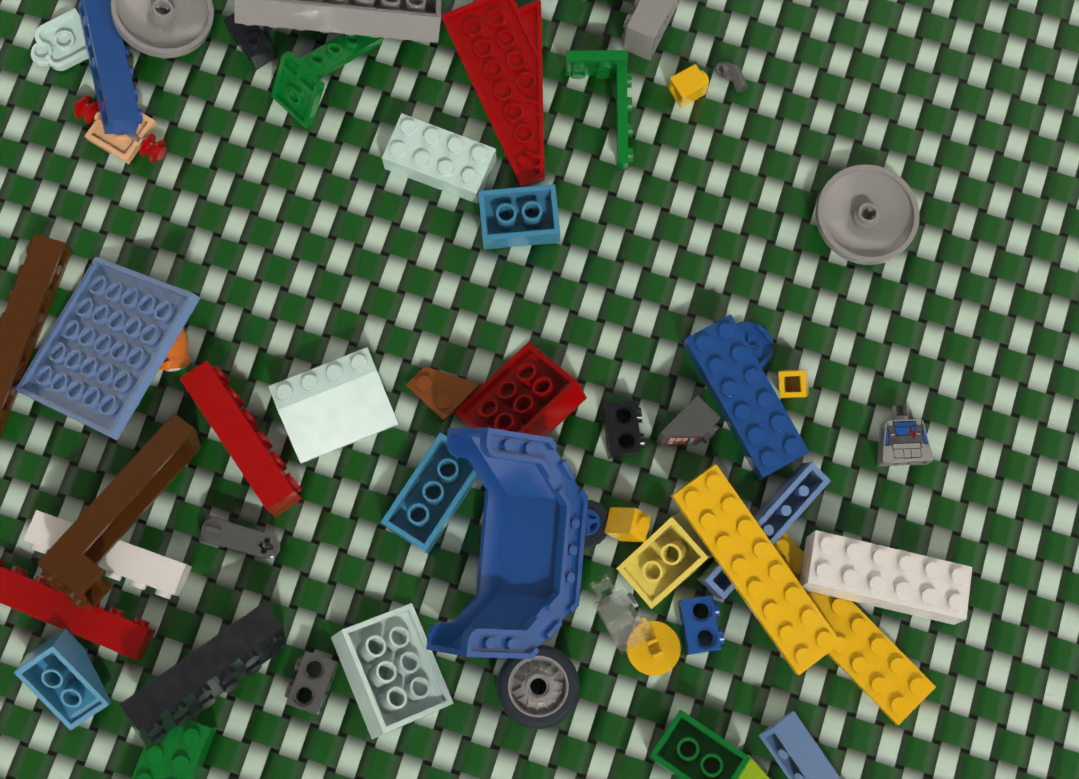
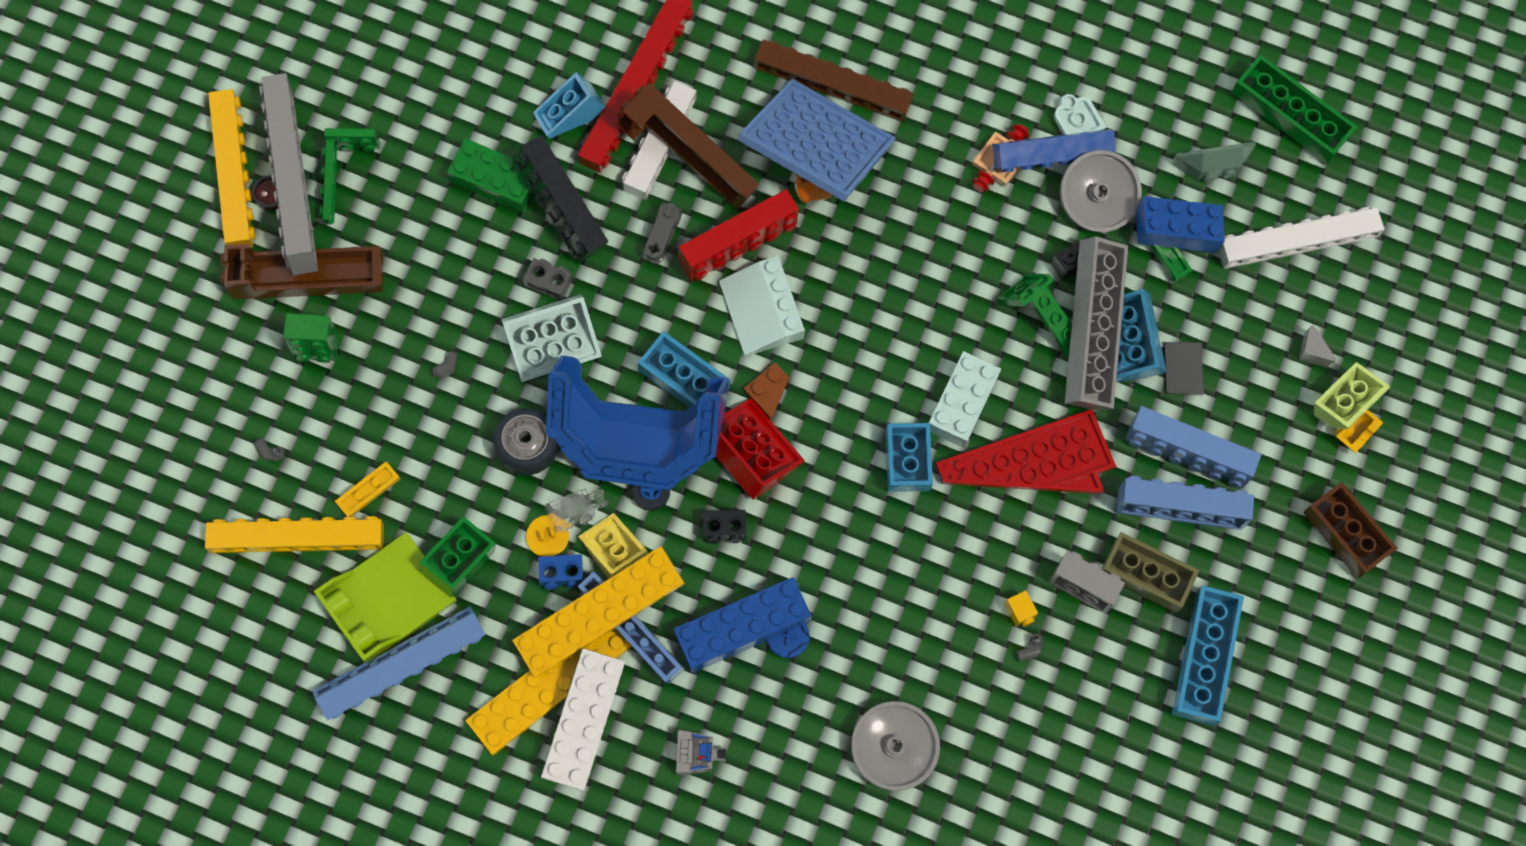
camera: 90 degrees right, 5 degrees down
(603, 65) = (1005, 550): green bracket -> none
(627, 524) = (645, 520): yellow brick -> none
(690, 426) = (723, 577): dark grey slope -> none
(793, 383) = (751, 665): yellow brick -> none

